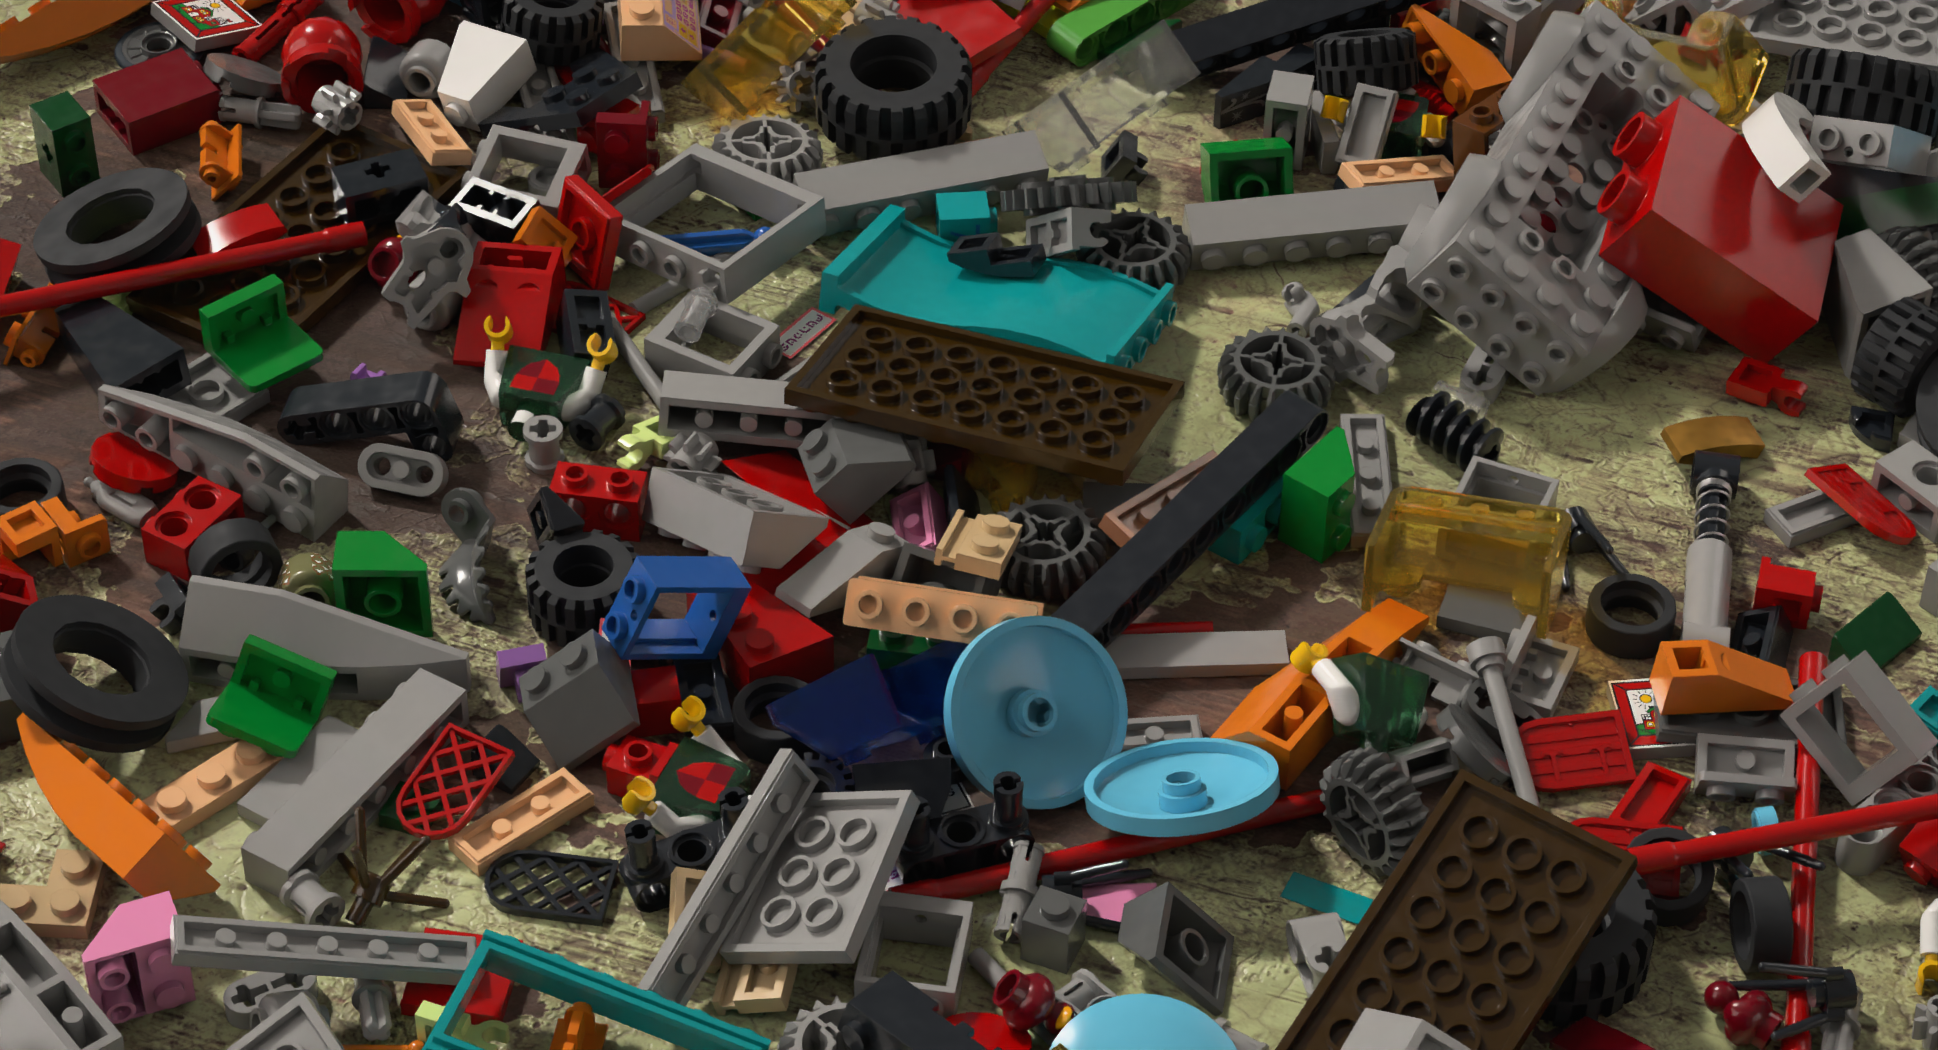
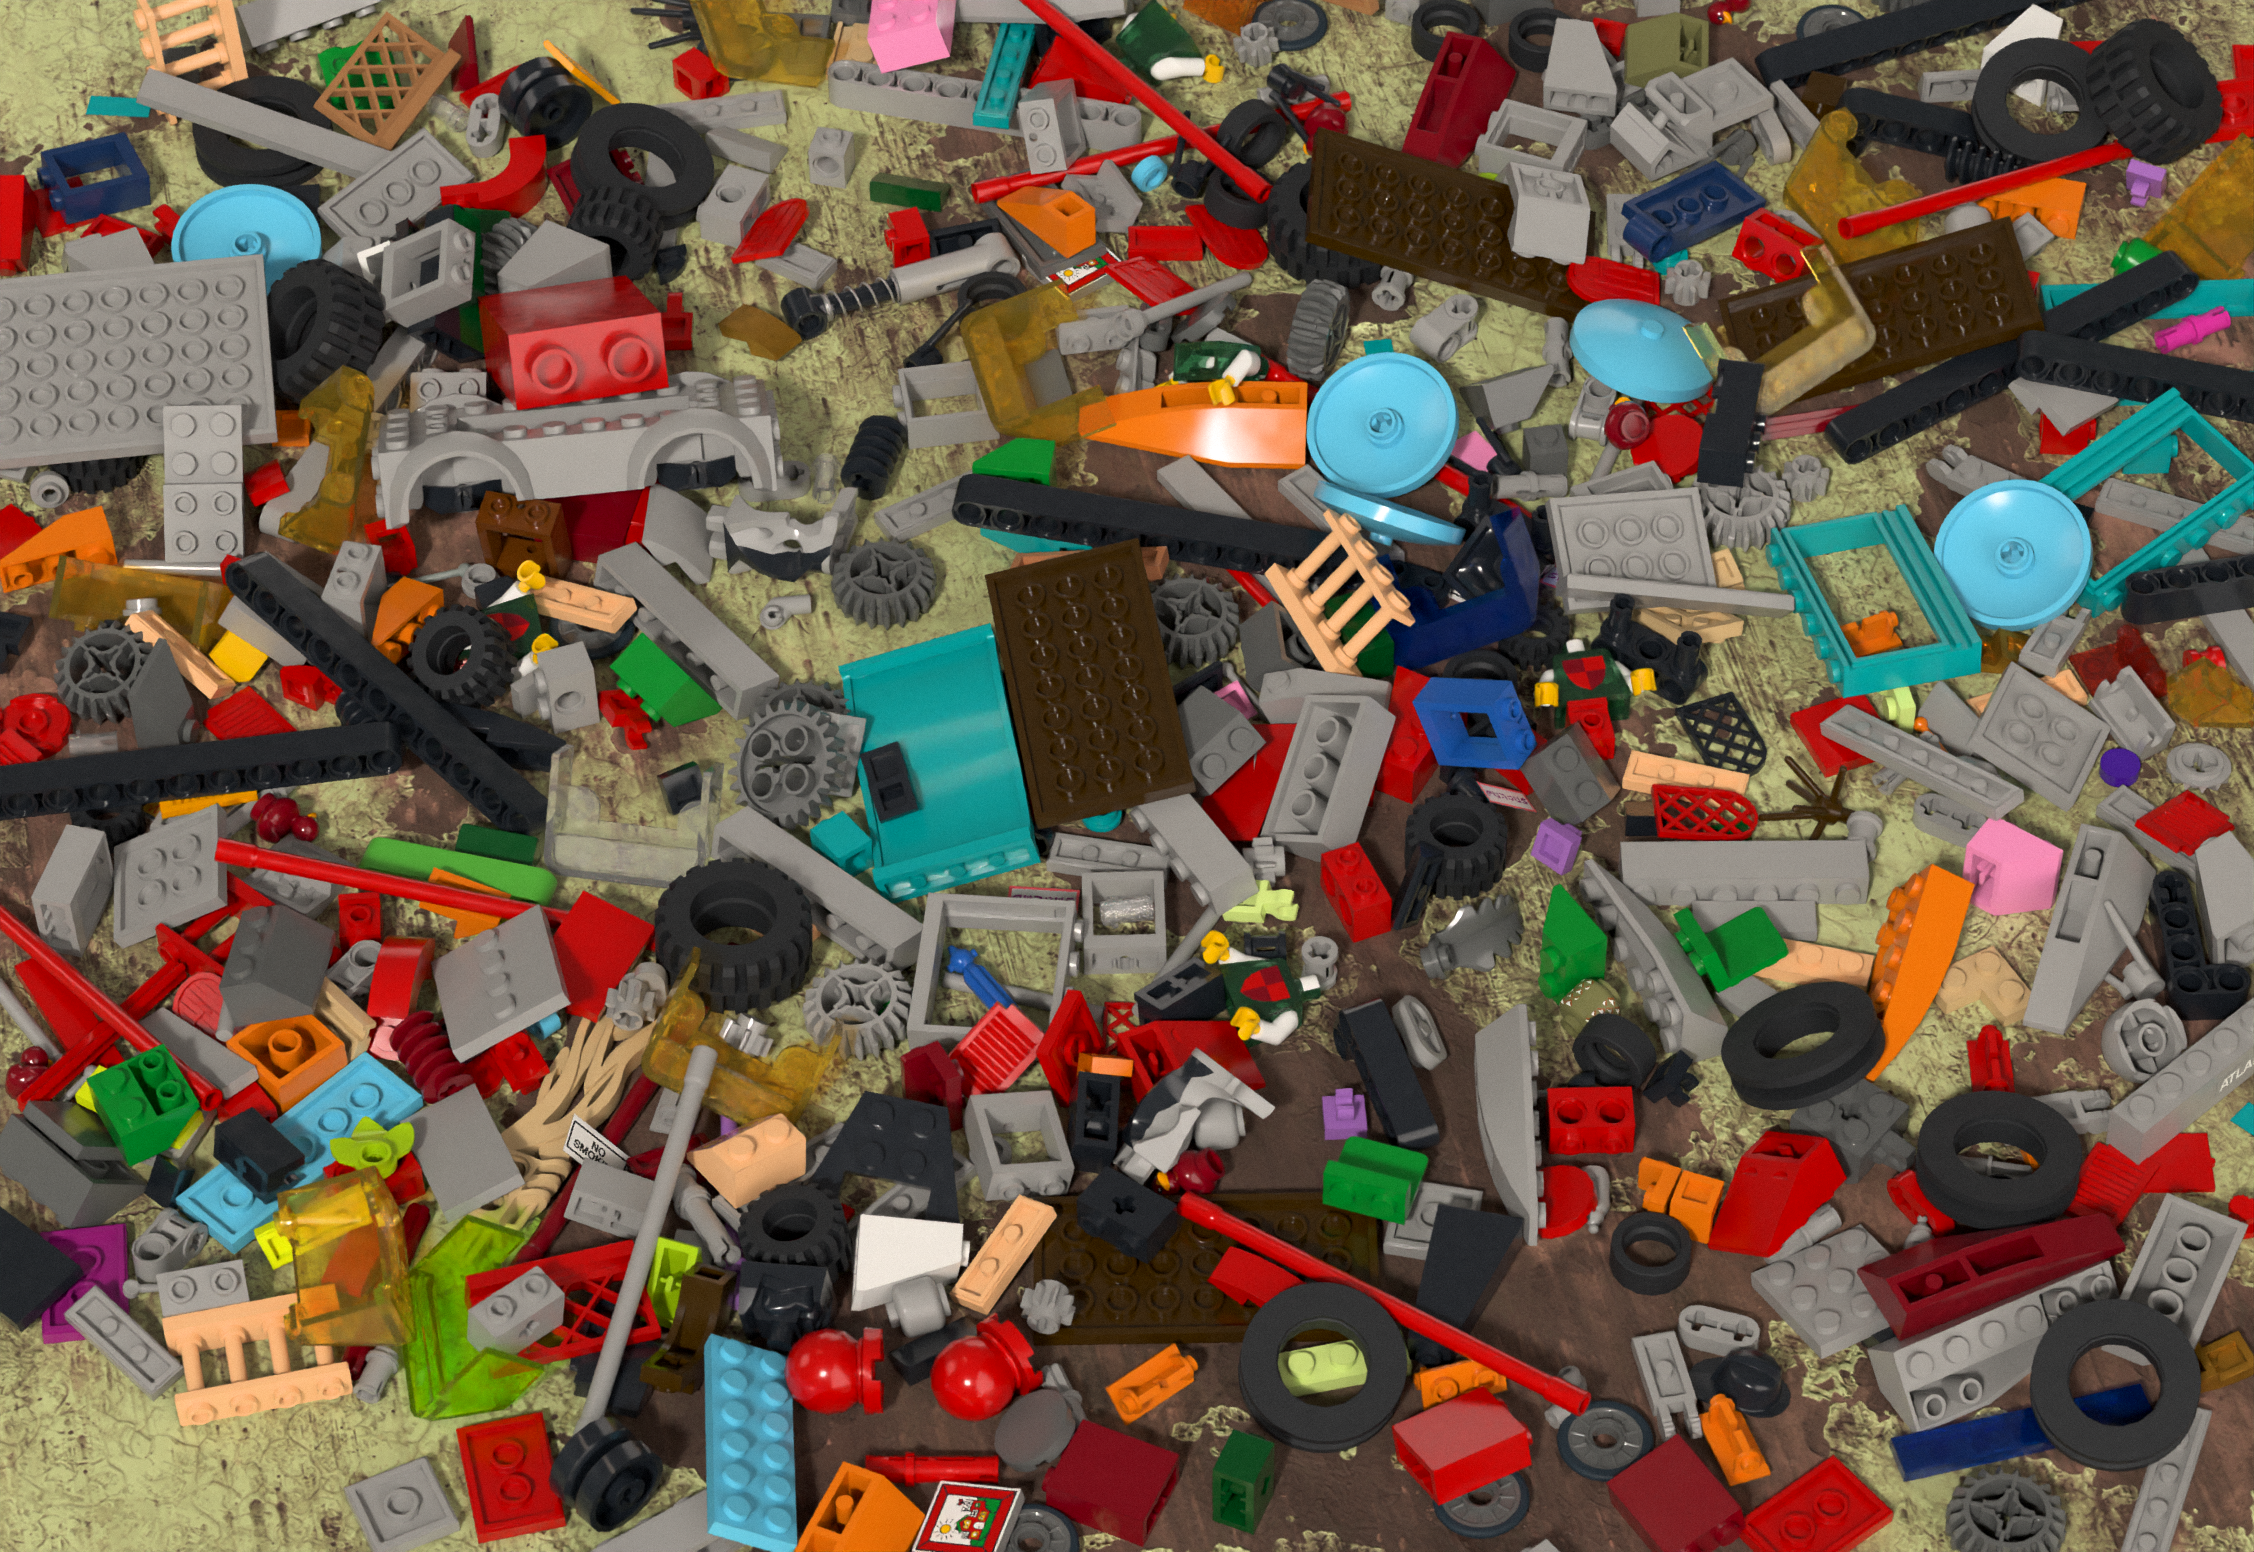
camera: 120 degrees left, 5 degrees up
(979, 544) = (1250, 617): tan plate -> none
(1367, 124) = (531, 621): light grey tile -> none
(1780, 141) = (474, 303): white arch -> none

